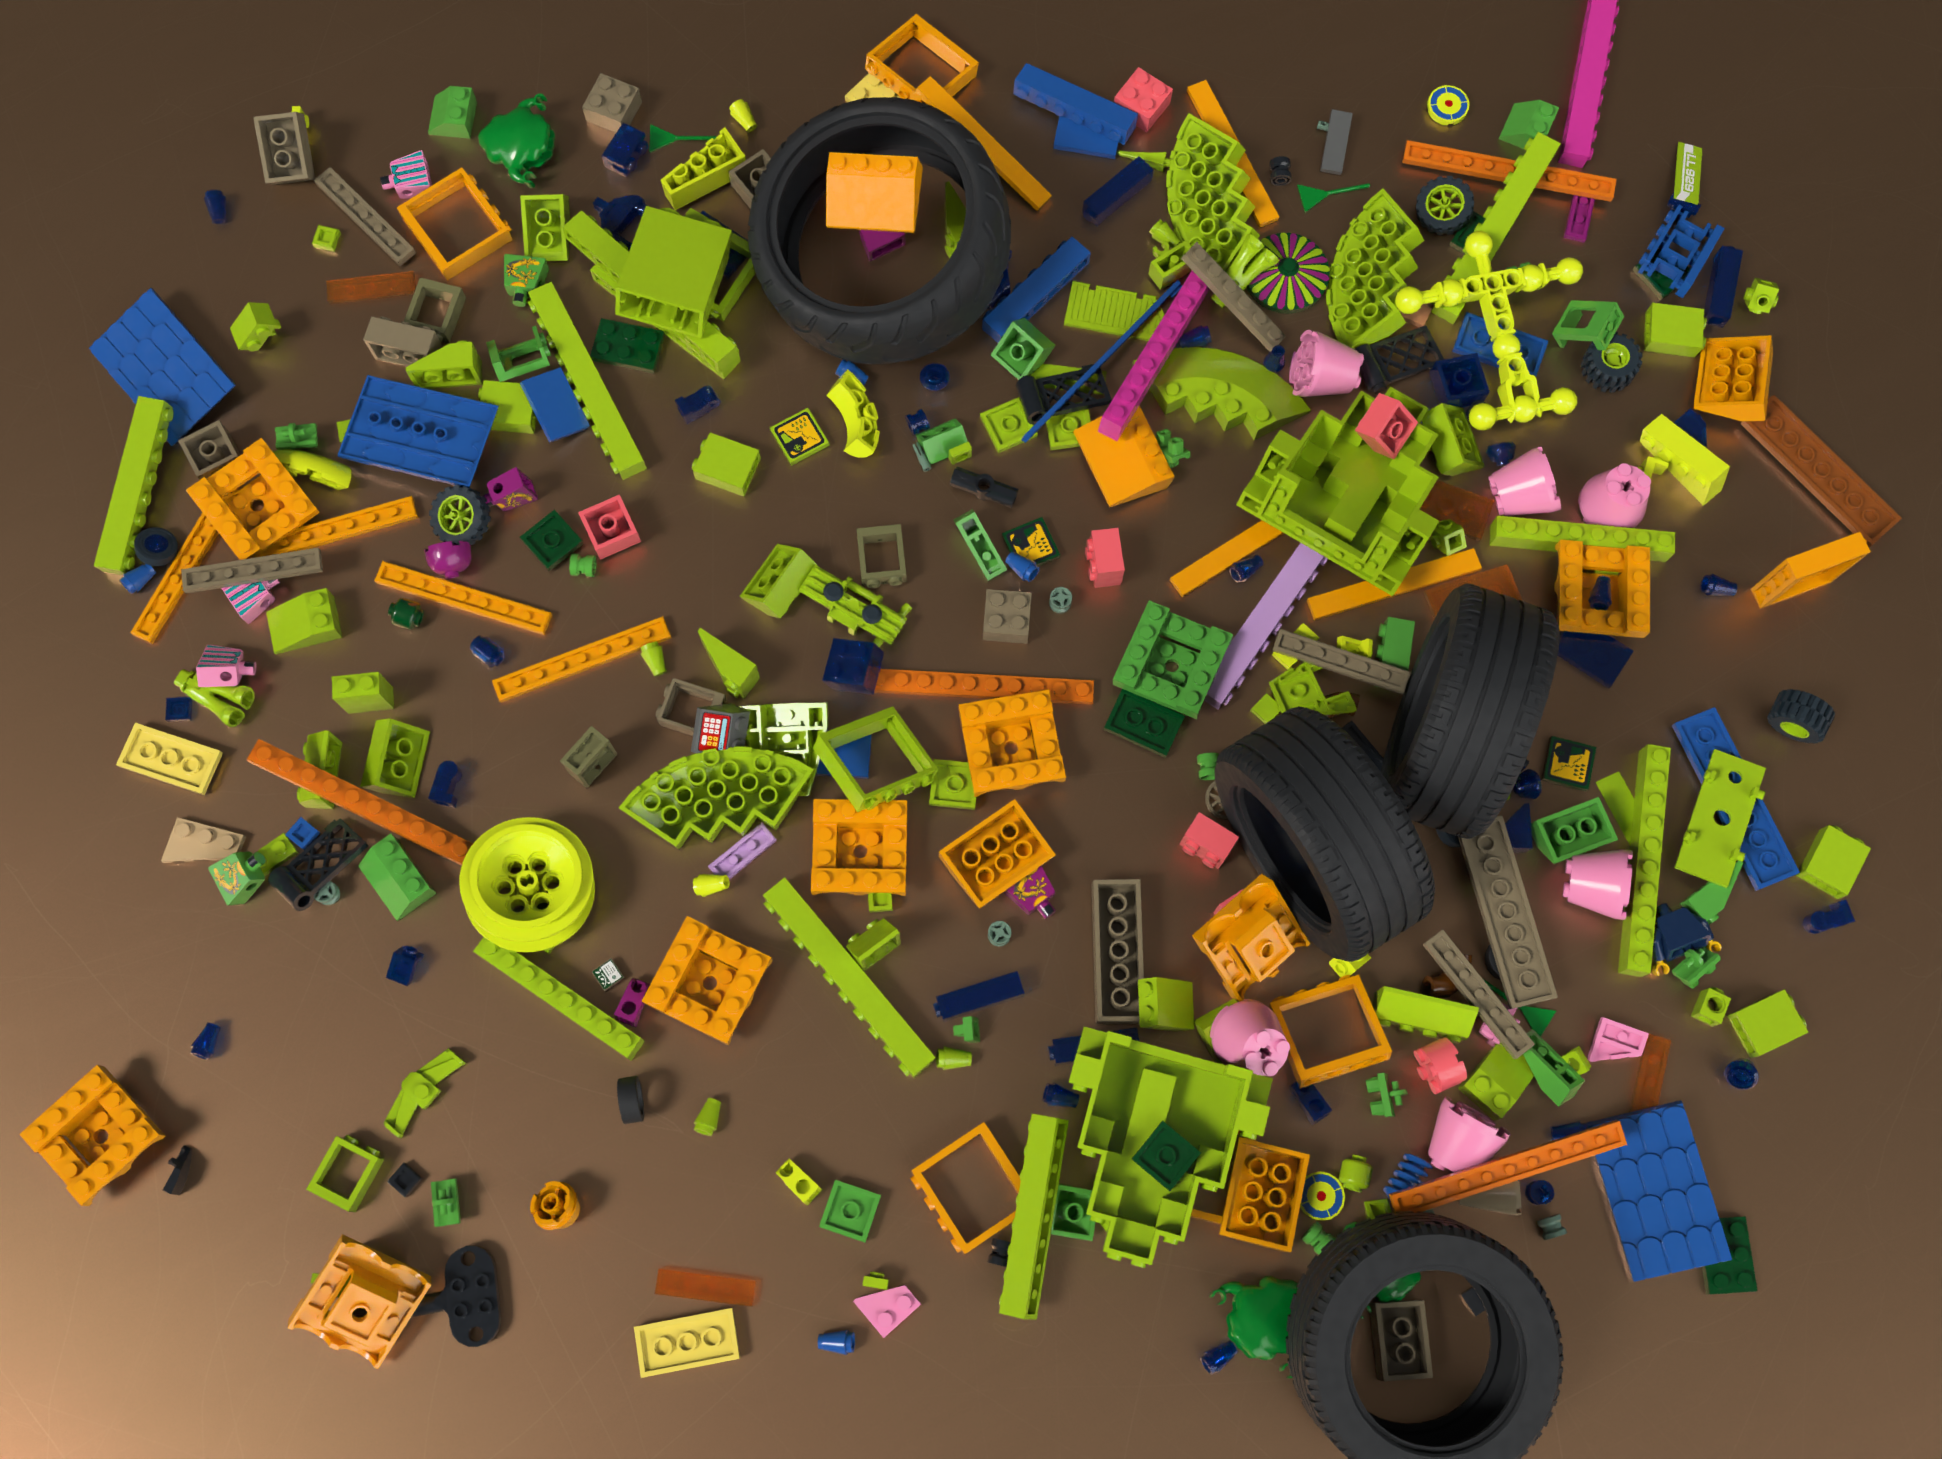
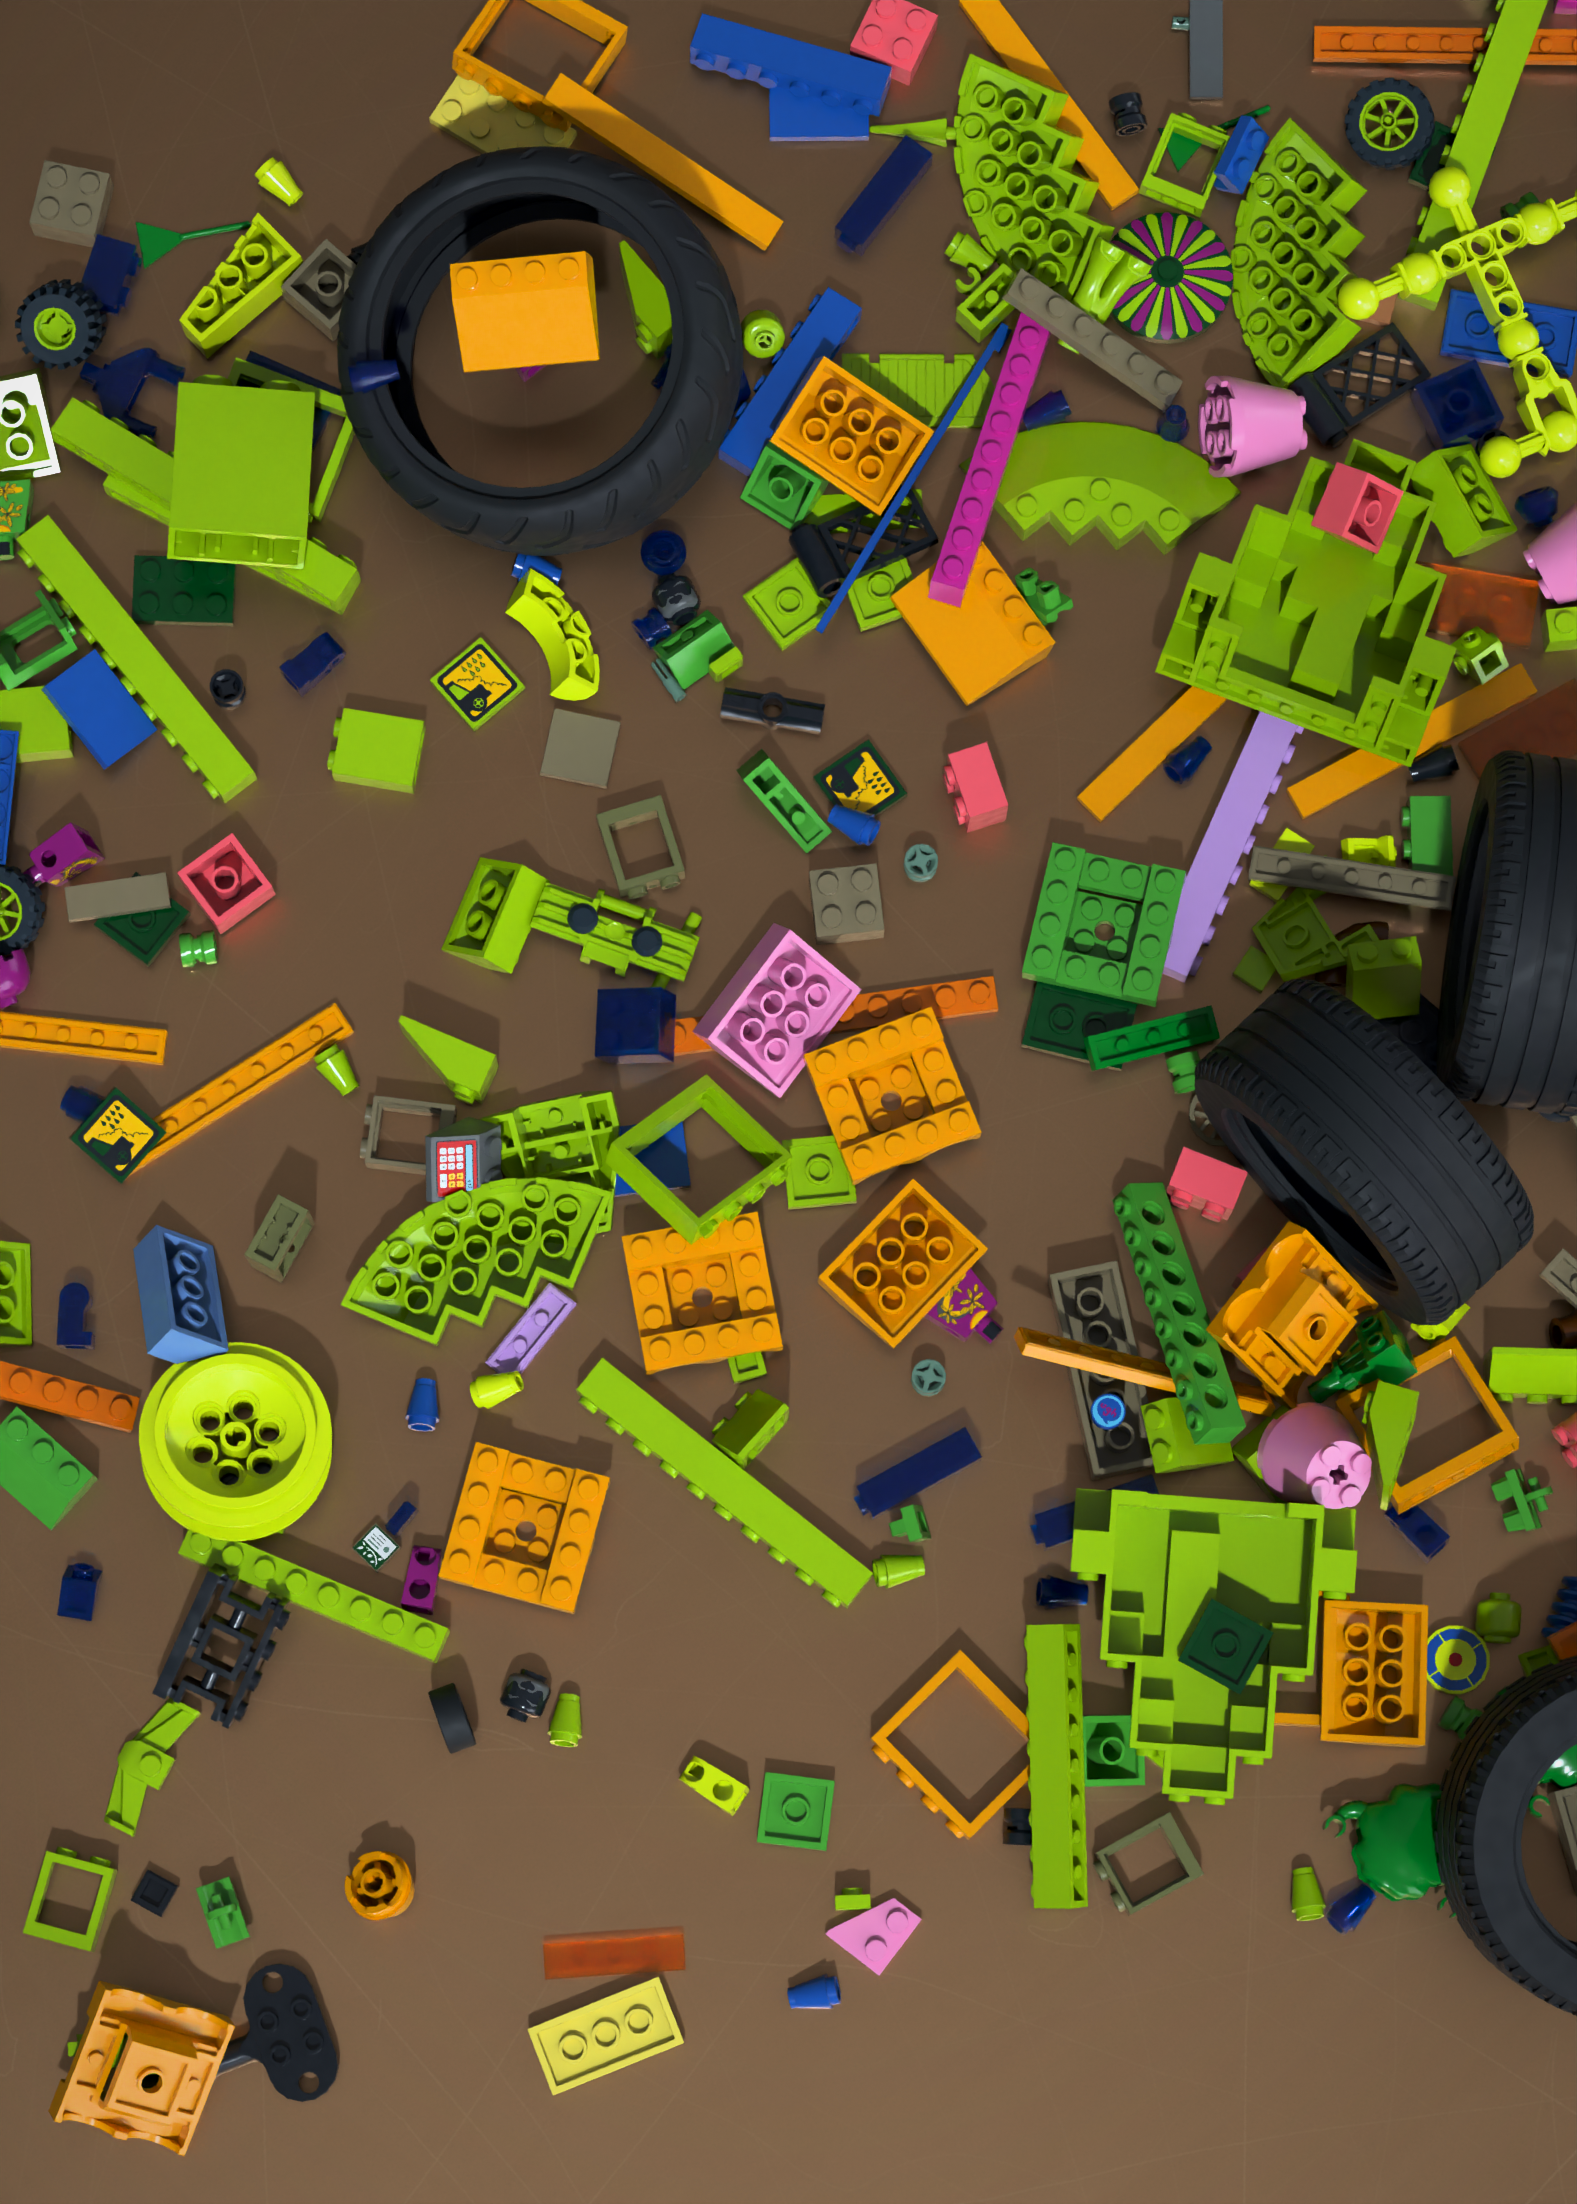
camera: 10 degrees left, 5 degrees up
(472, 1008) = (198, 1635): none -> black fence
(500, 671) = (117, 1135): none -> tile
(514, 782) = (179, 1297): none -> medium blue slope
(538, 522) = (117, 897): none -> dark tan tile
(586, 169) = (60, 324): none -> black wheel
(628, 958) = (401, 1519): none -> clear blue tile
(640, 404) = (226, 683): none -> black wheel
(660, 887) = (423, 1406): none -> blue cone
(684, 1094) = (525, 1695): none -> black head
(767, 218) = (372, 374): none -> clear blue cone
(856, 488) = (580, 748): none -> dark tan tile
(937, 407) = (676, 599): none -> black head
(947, 673) = (776, 1009): none -> bright pink slope
(1028, 250) = (762, 333): none -> lime head
(1068, 324) = (850, 434): none -> light orange slope
(1107, 1288) = (1179, 1848): none -> olive window
(1115, 979) = (1107, 1411): none -> blue tile
(1144, 956) = (1124, 1366): none -> light orange tile
(1175, 923) = (1178, 1313): none -> bright green brick
(1189, 739) = (1151, 1038): none -> green plate
(1189, 1342) = (1306, 1895): none -> lime cone
(1301, 223) = (1170, 193): none -> lime window
(1303, 975) = (1376, 1354): none -> green brick
(1305, 1023) = (1389, 1422): none -> lime slope
(1347, 206) = (1240, 156): none -> blue bracket
(1359, 720) = (1385, 976): none -> lime brick
(1407, 601) = (1434, 764): none -> black cone

